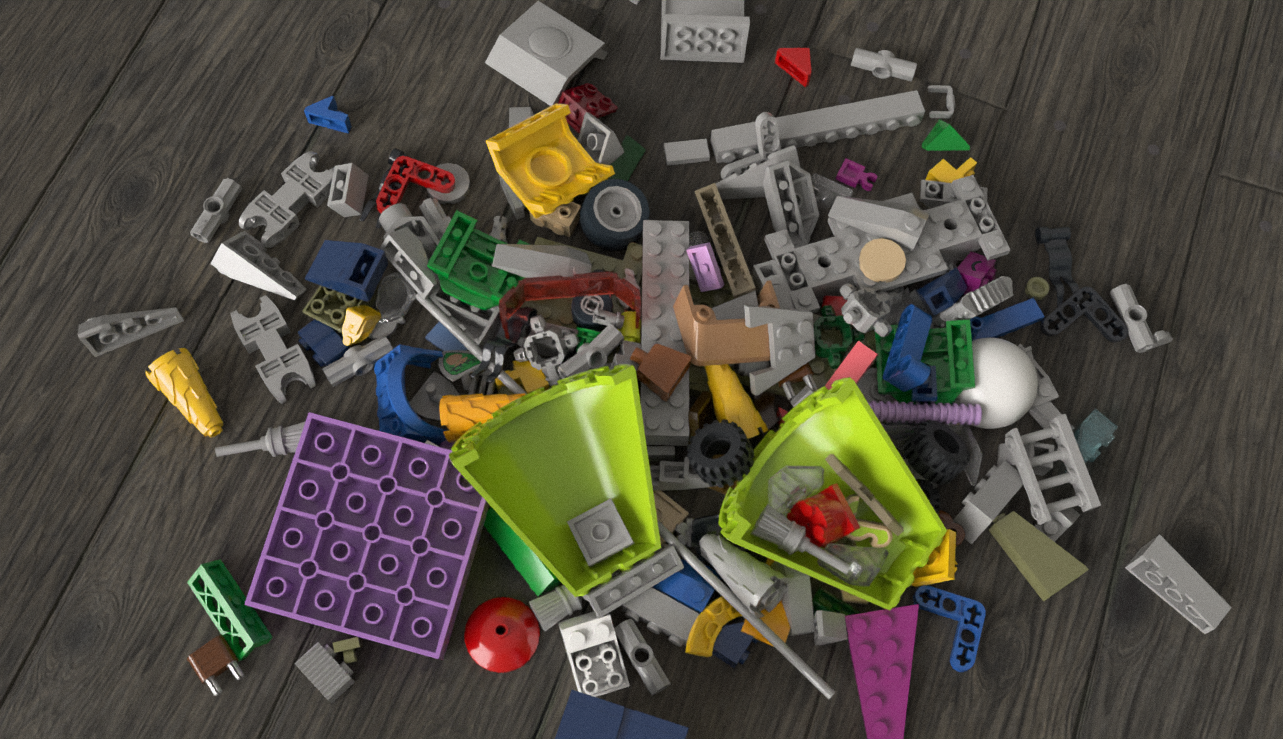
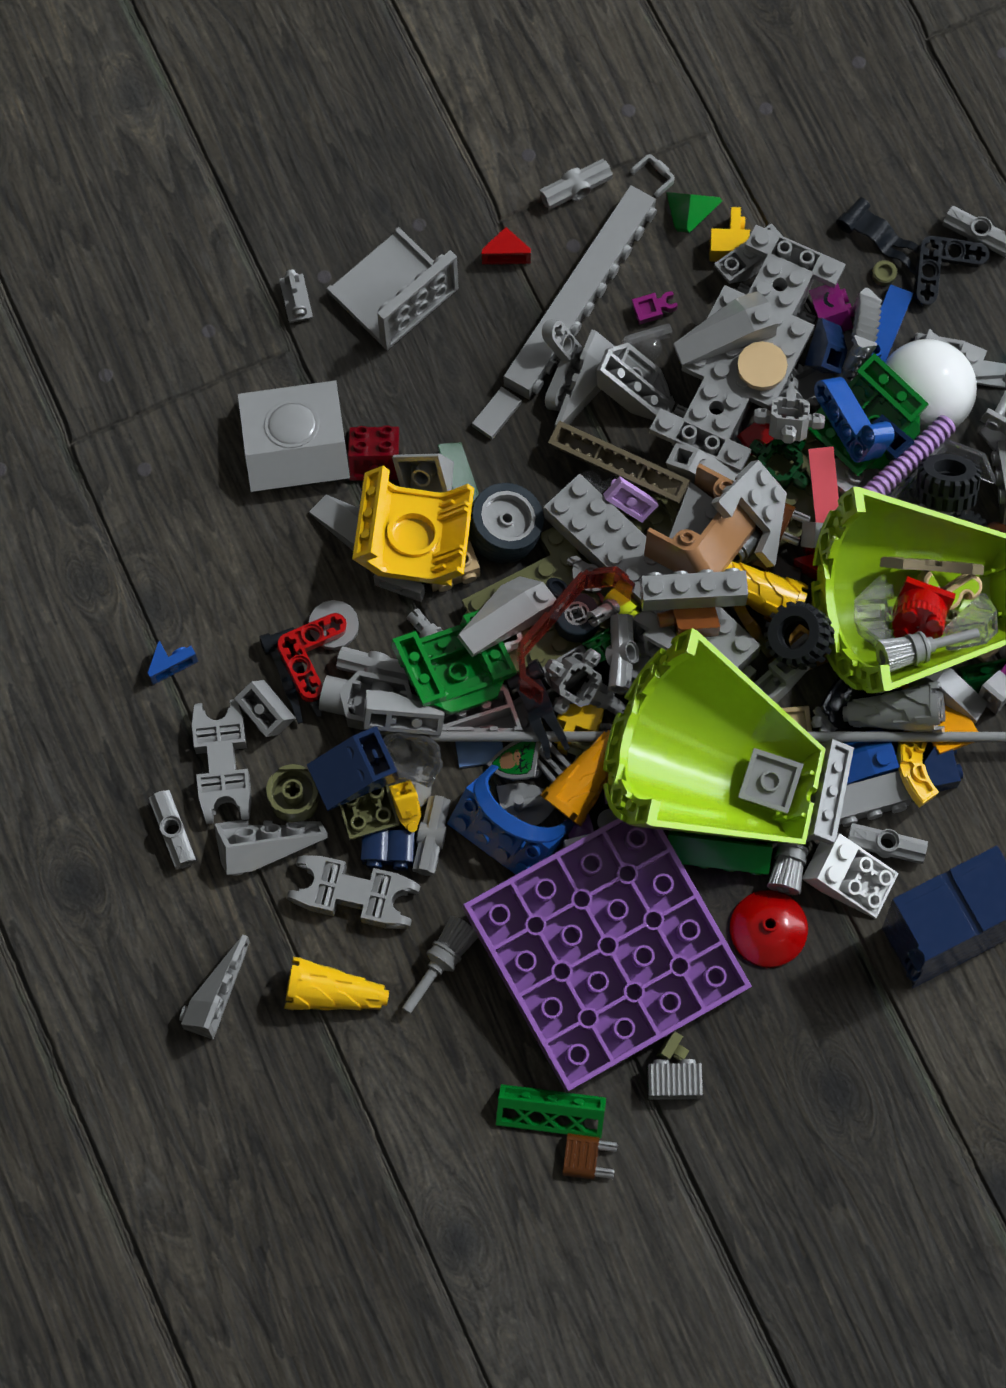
camera: 40 degrees left, 5 degrees up
(300, 250) = (280, 787): none -> olive brick
(672, 350) = (694, 590): none -> light grey brick

